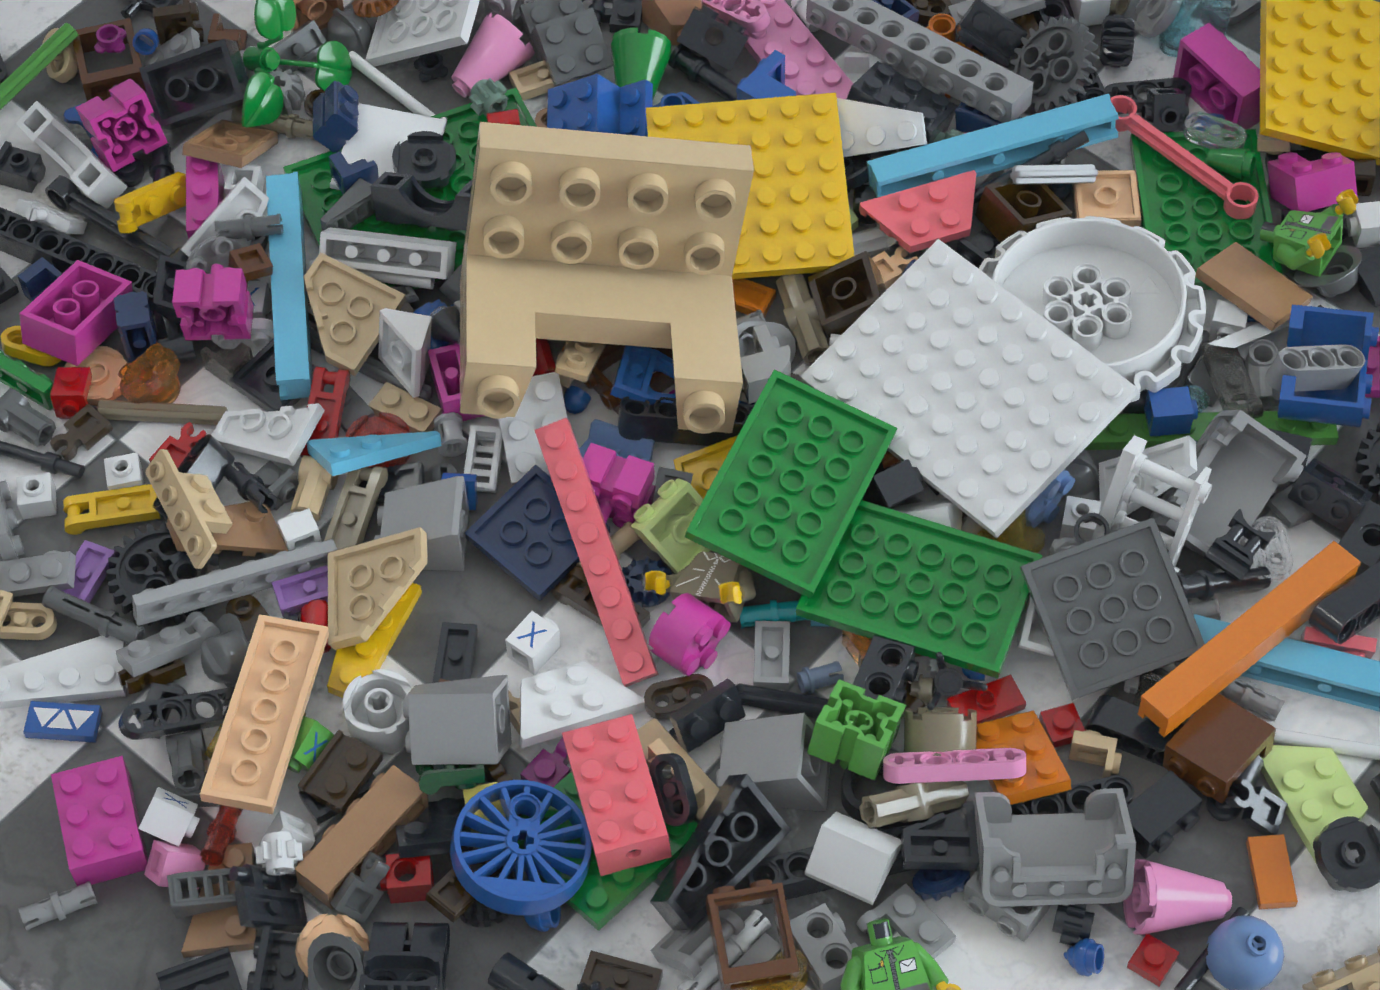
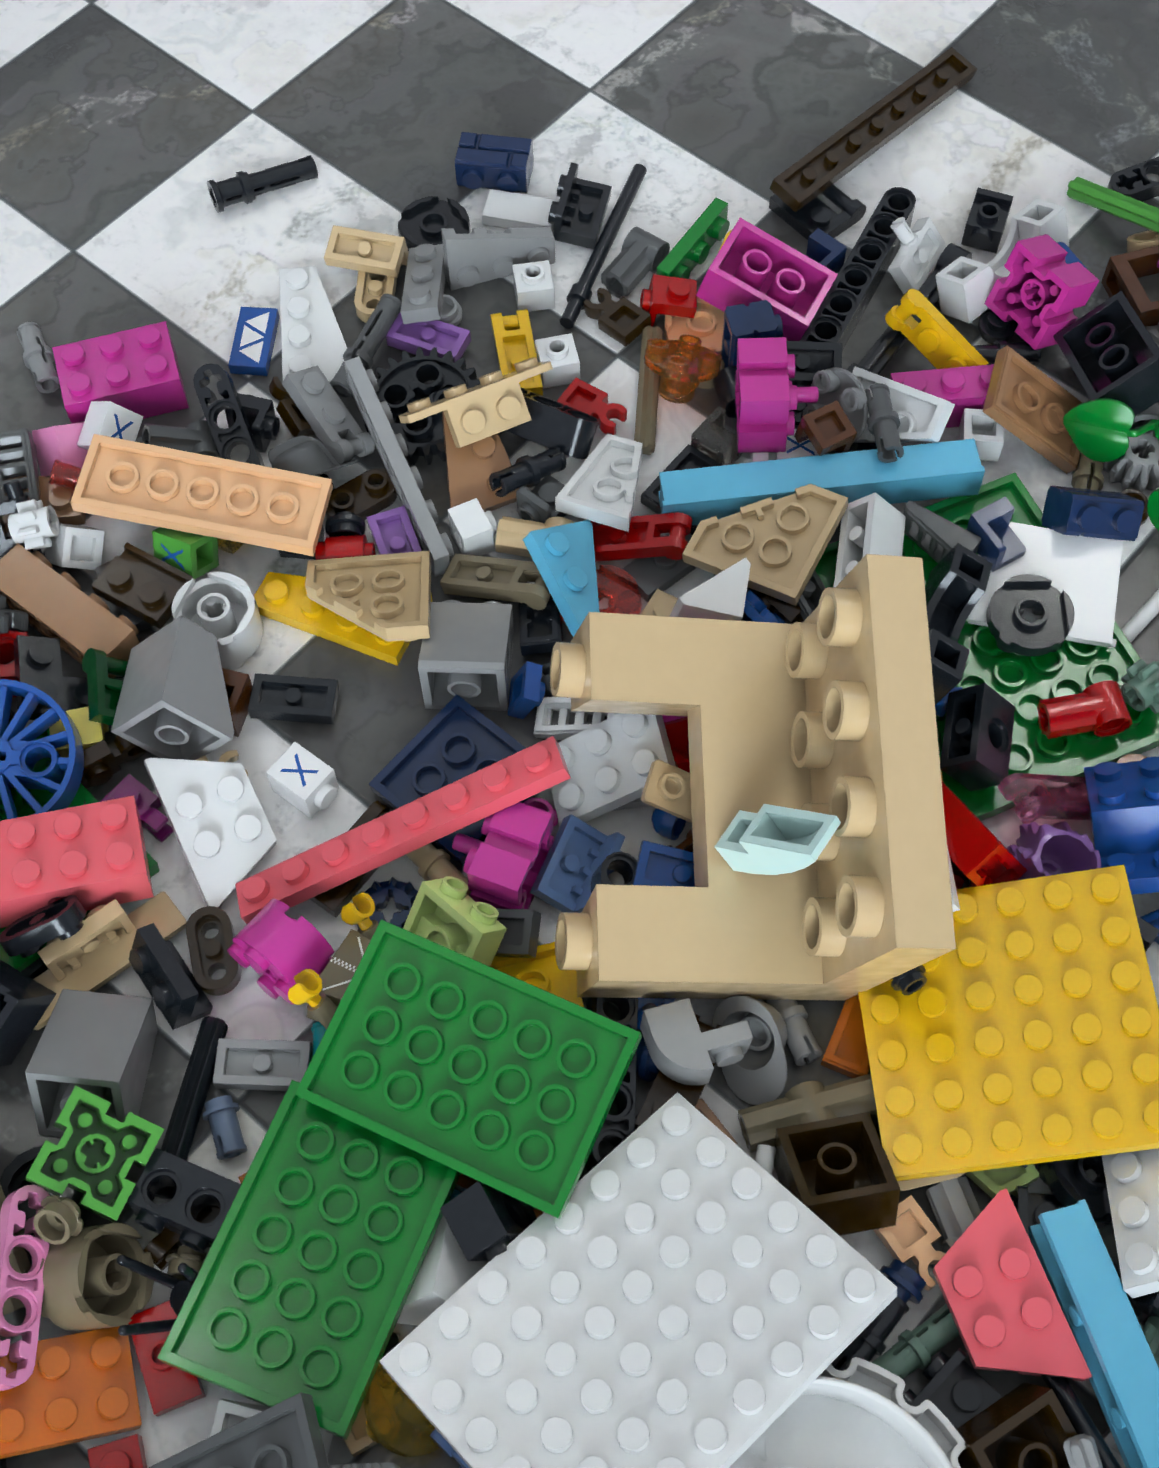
camera: 90 degrees right, 5 degrees up
(655, 256) = (775, 839): none -> light aqua slope
(909, 736) = (58, 1220): none -> dark tan plate

